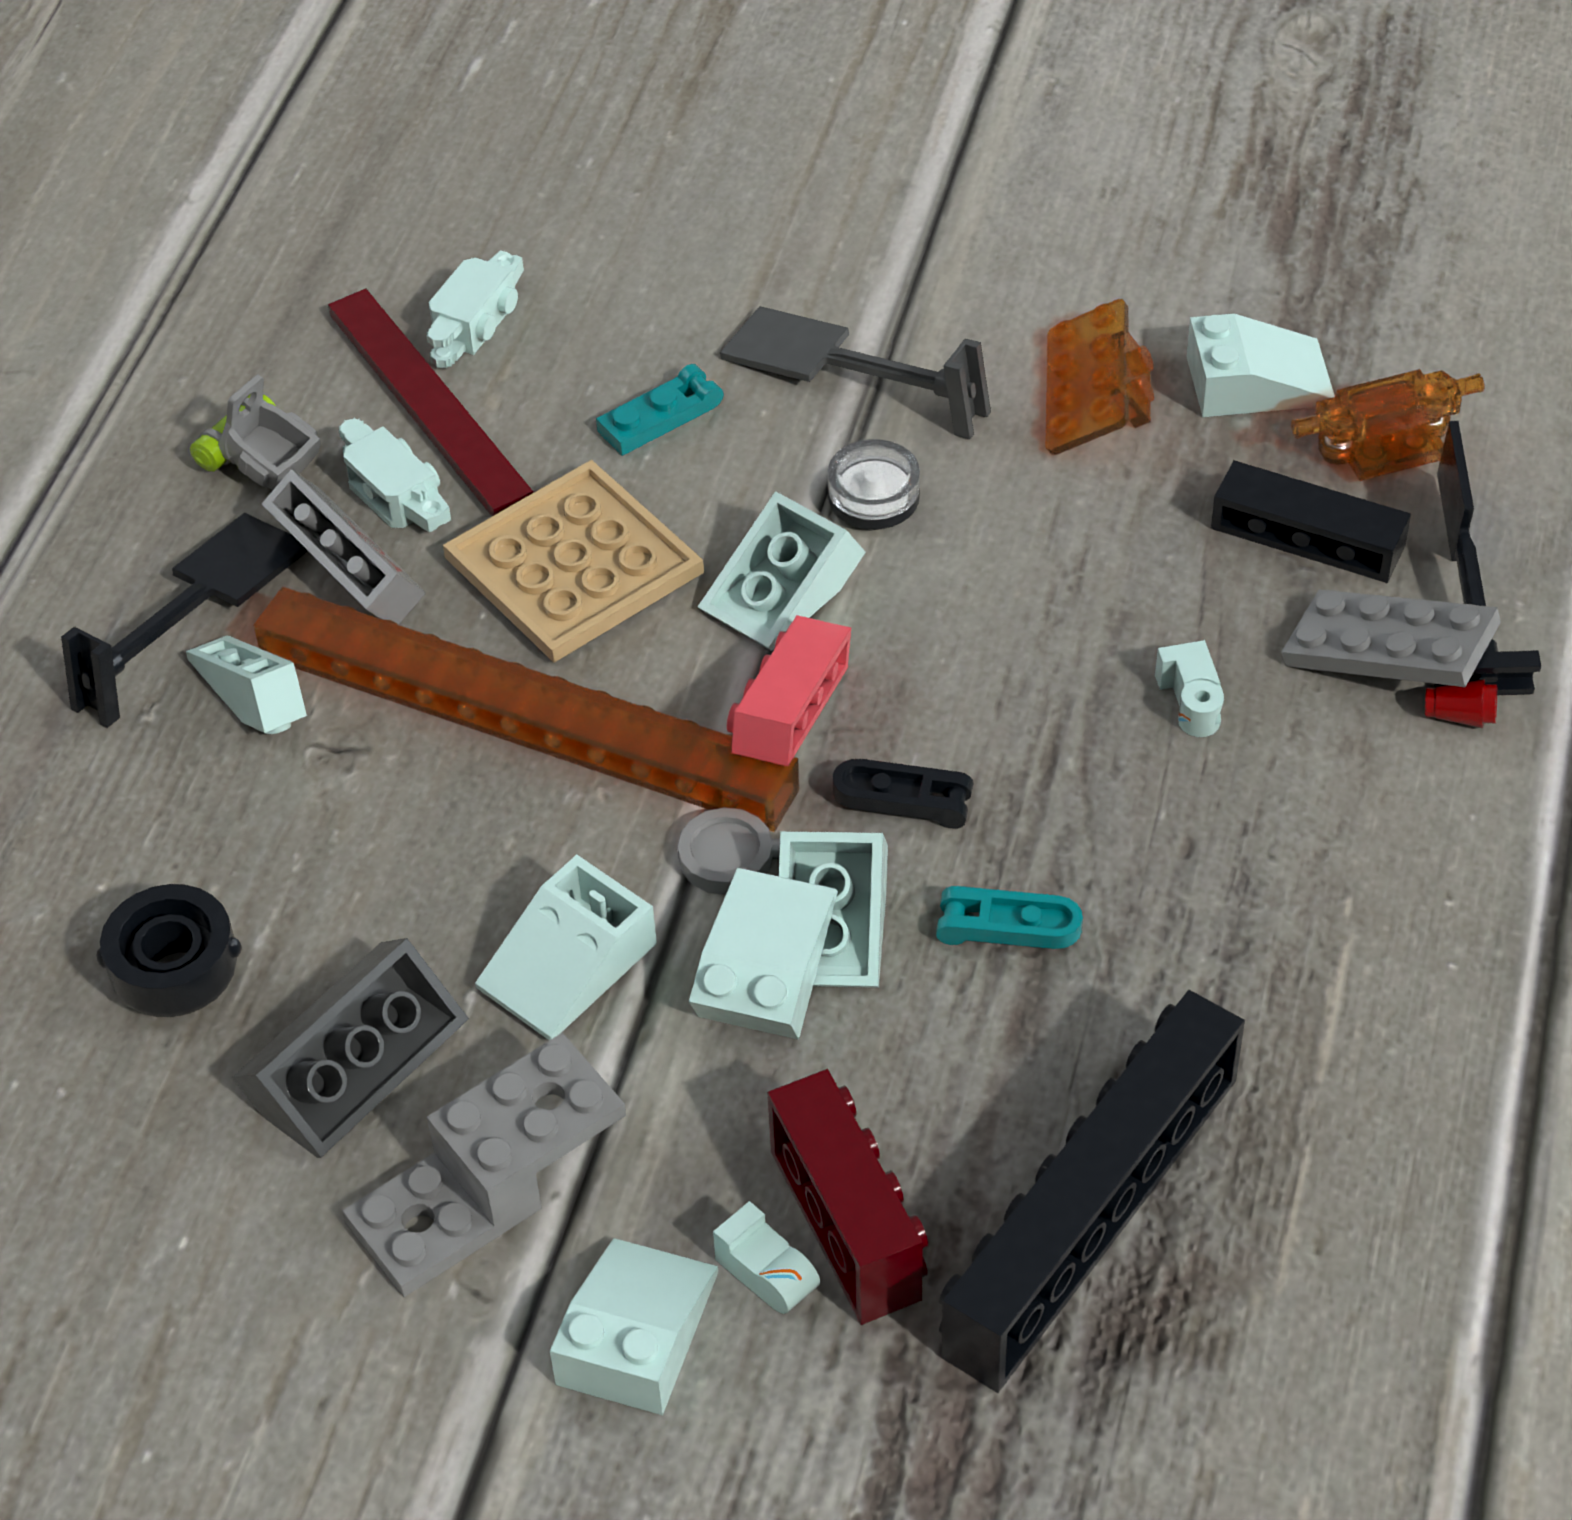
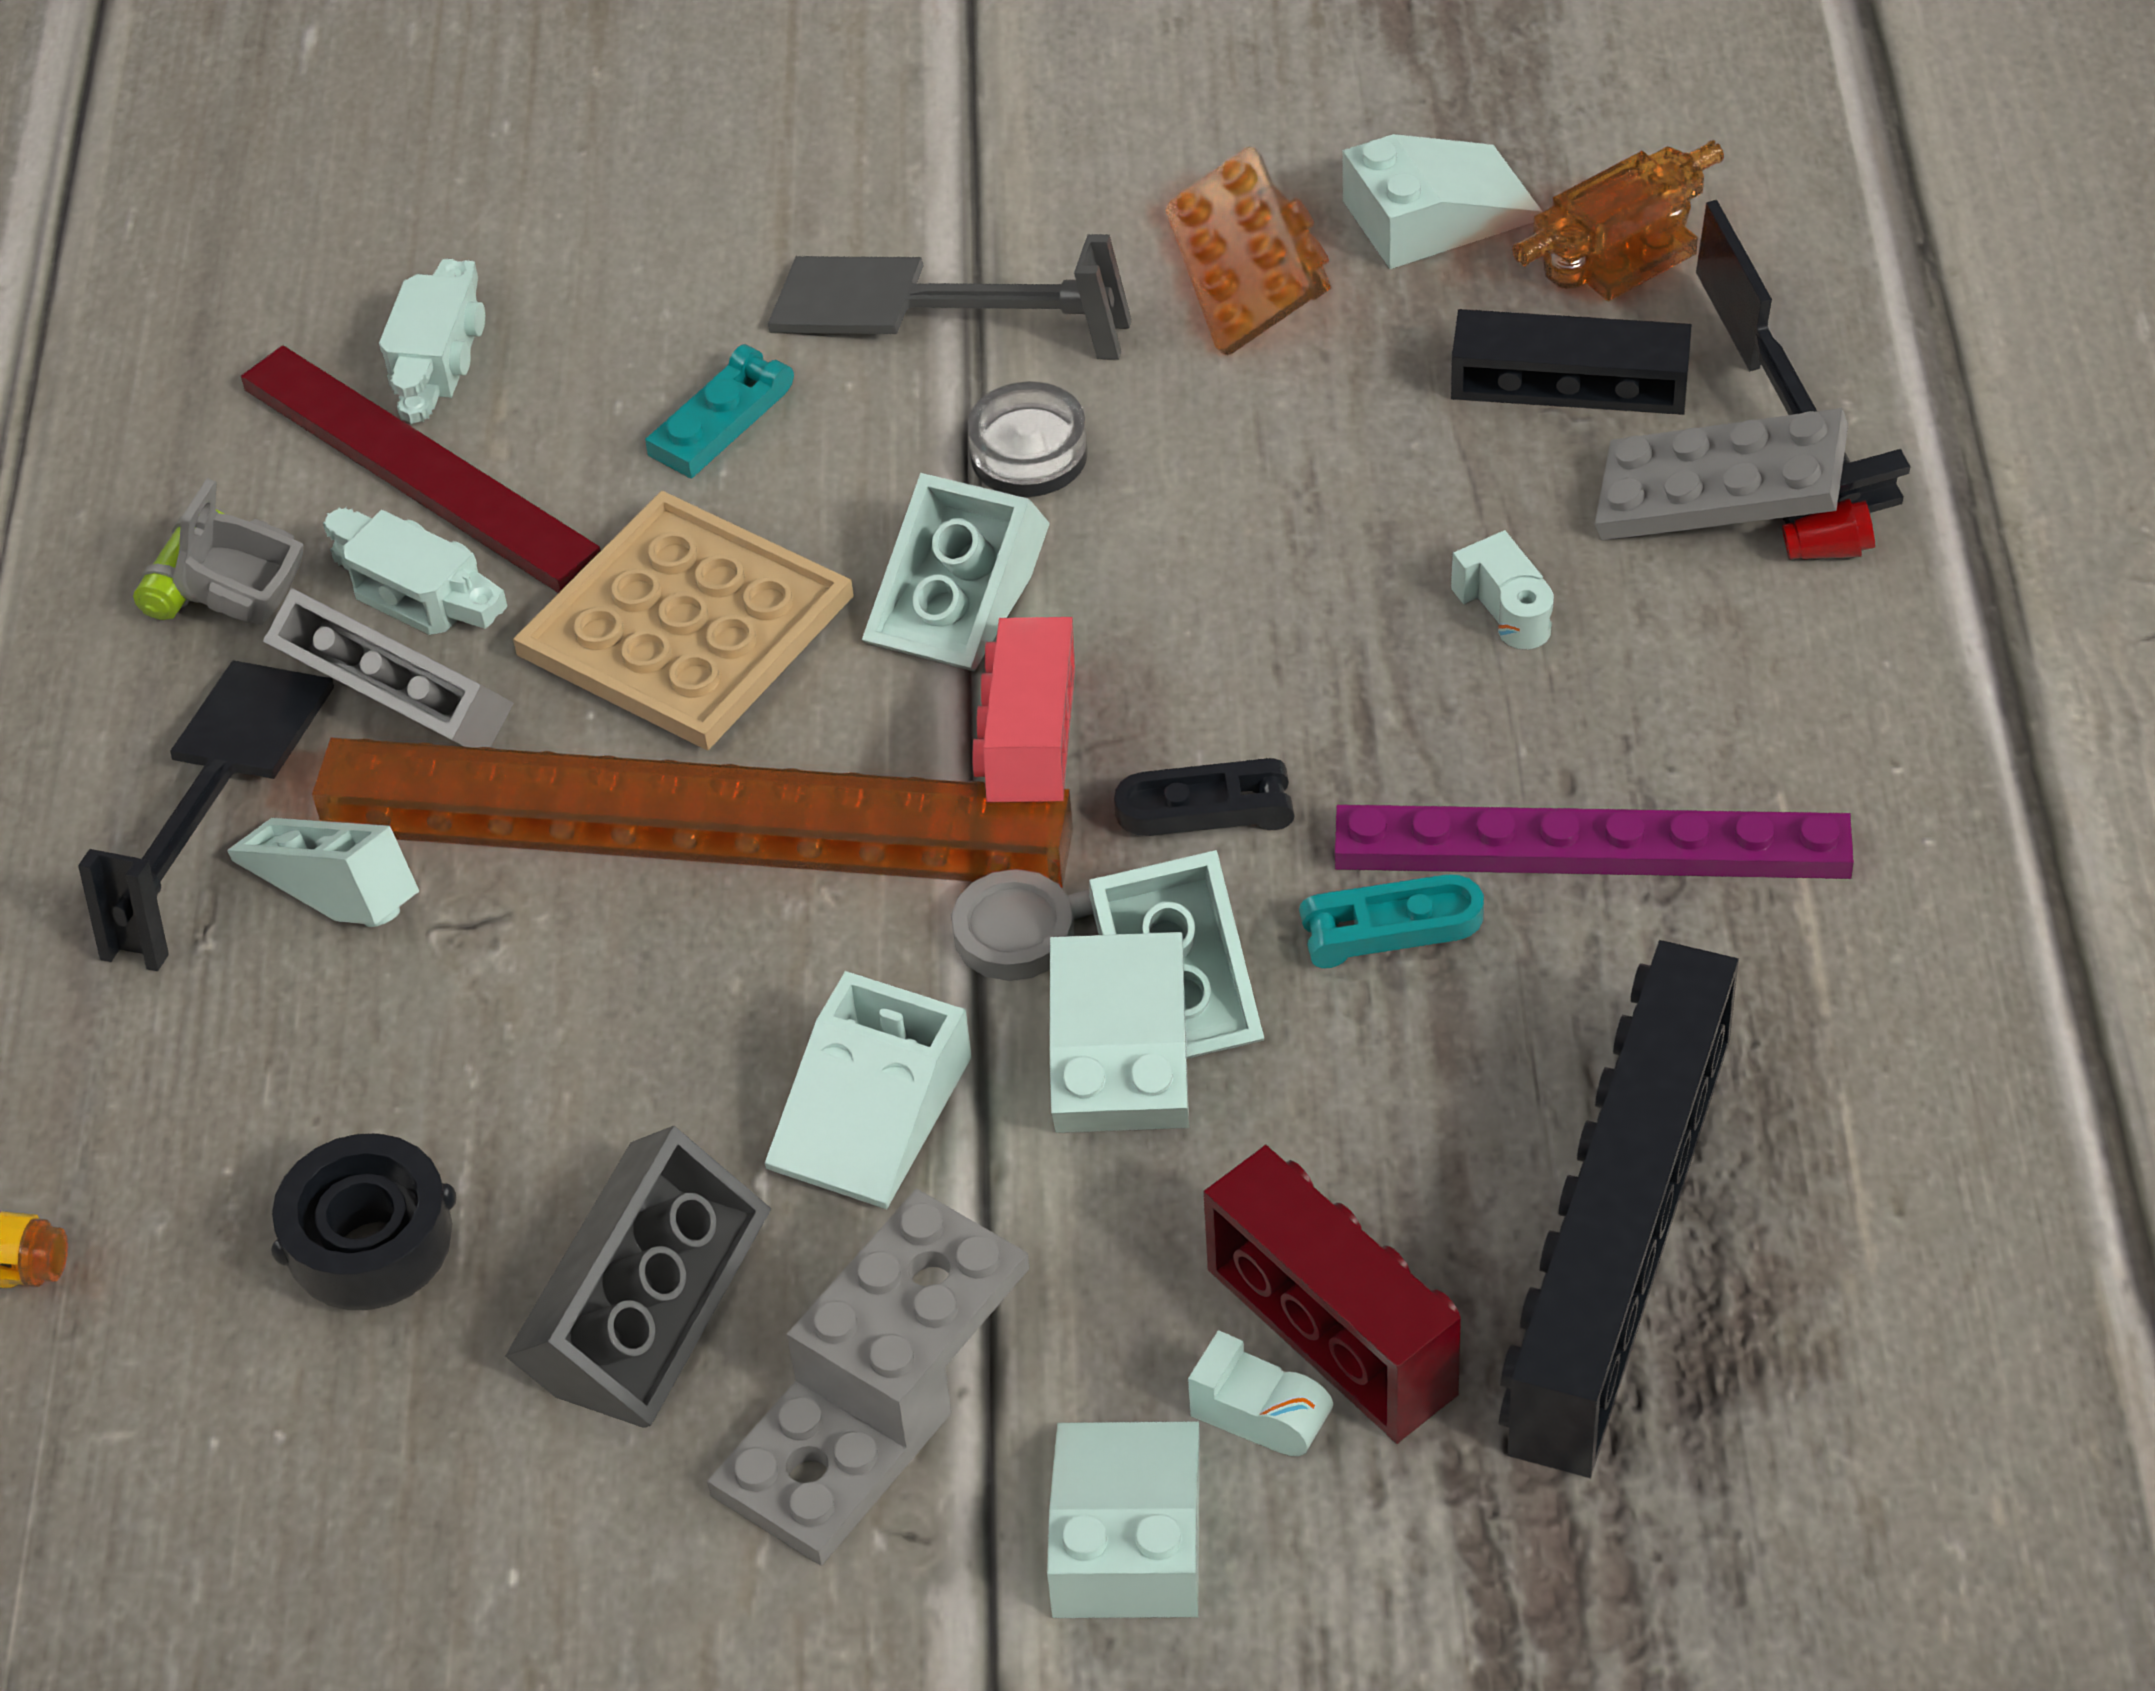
camera: 15 degrees left, 0 degrees up
(1189, 899) = (1594, 841): none -> magenta plate

